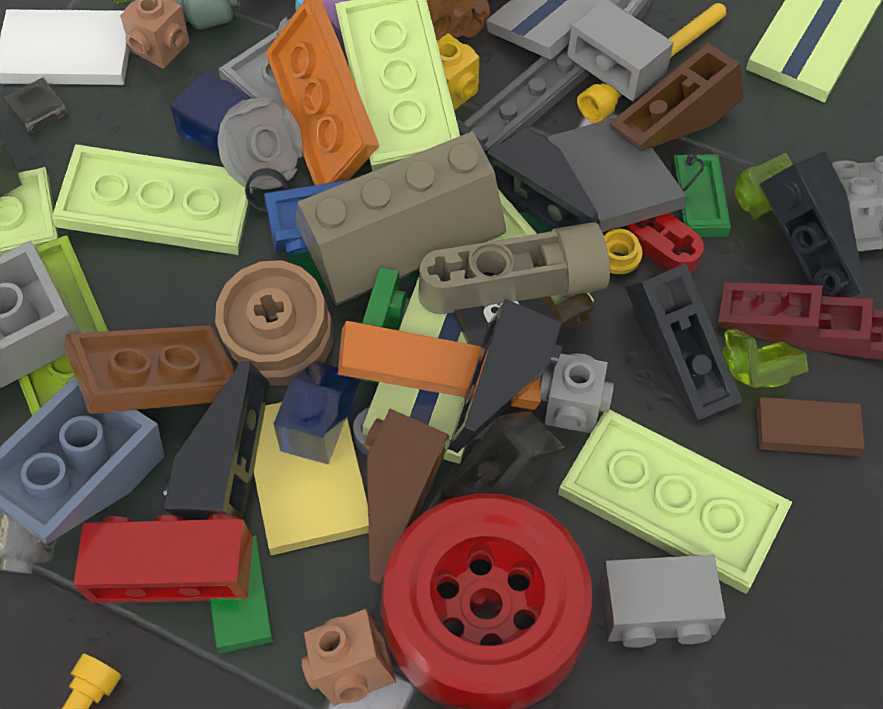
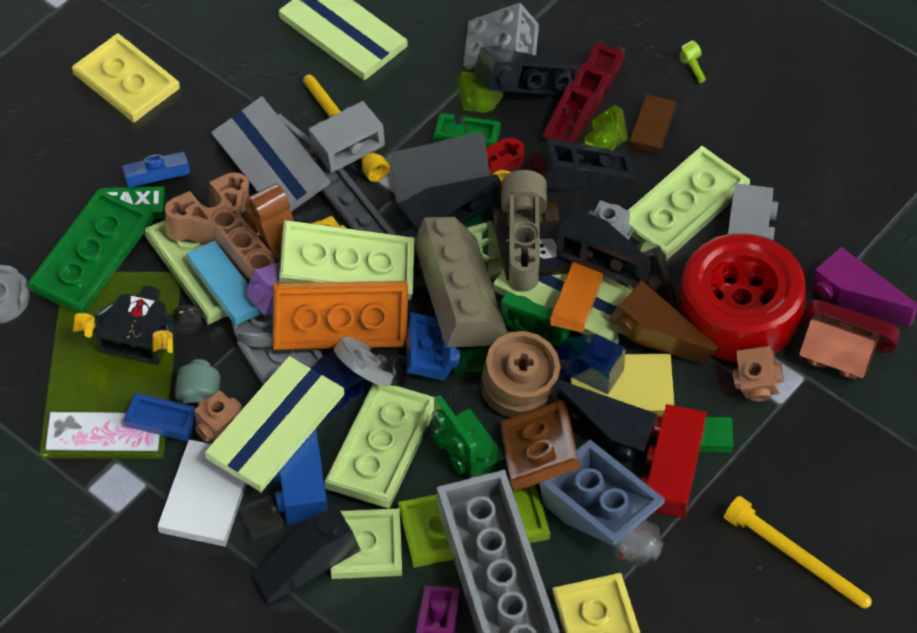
camera: 75 degrees left, 5 degrees down
(103, 116) = (302, 483): none -> blue brick
(139, 67) = (274, 423): none -> yellowish green tile
(159, 278) = (466, 441): none -> green bracket
(683, 101) = (400, 116): reddish brown slope -> none

